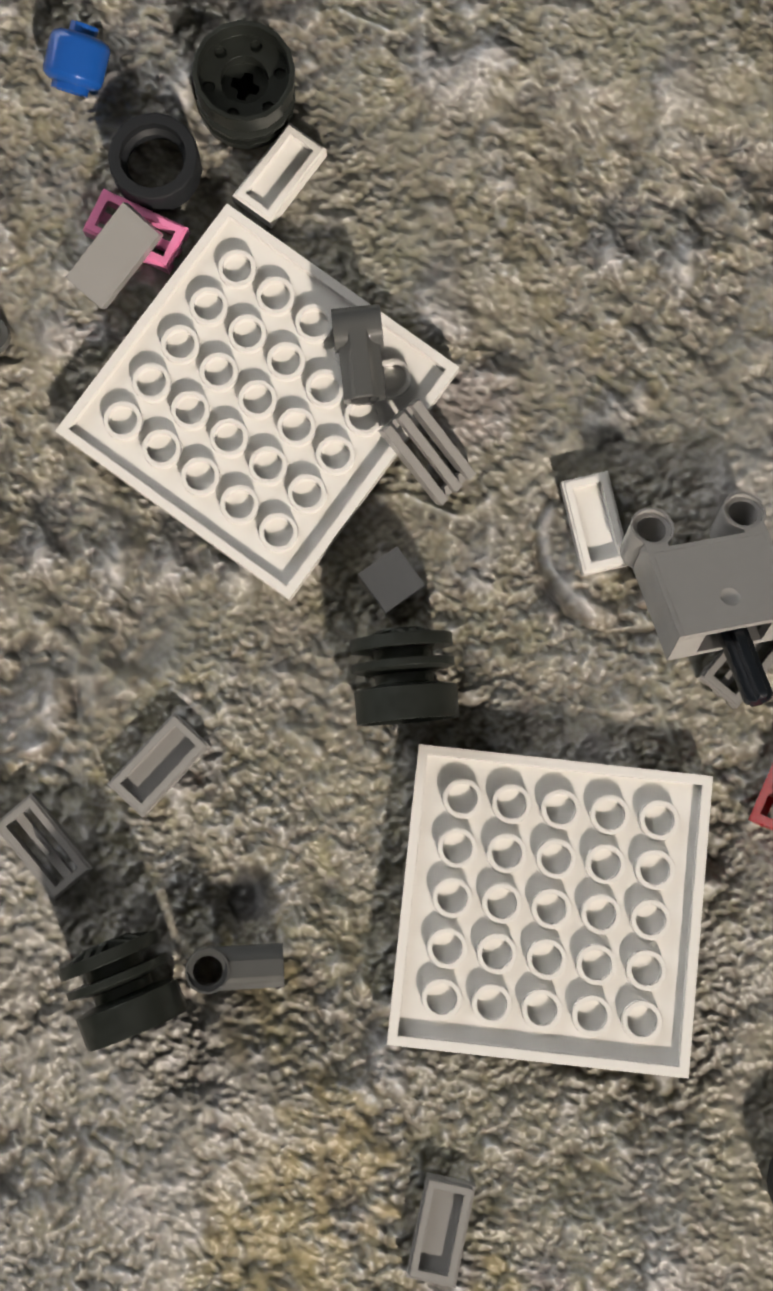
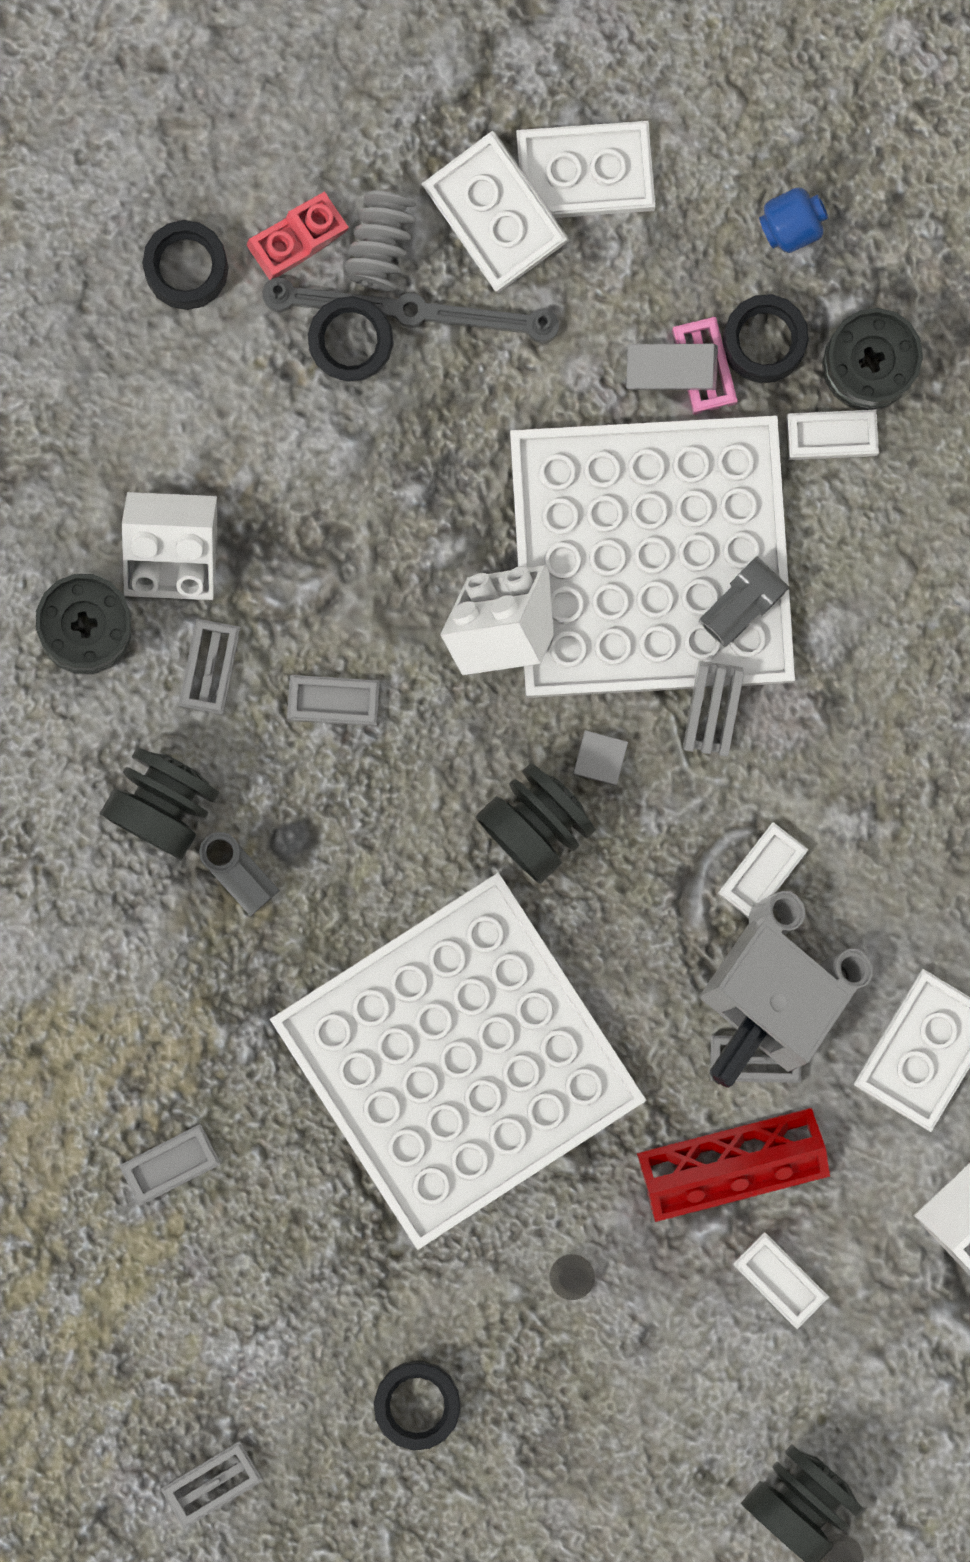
camera: 45 degrees right, 0 degrees up
(208, 568) = (501, 620): none -> white slope

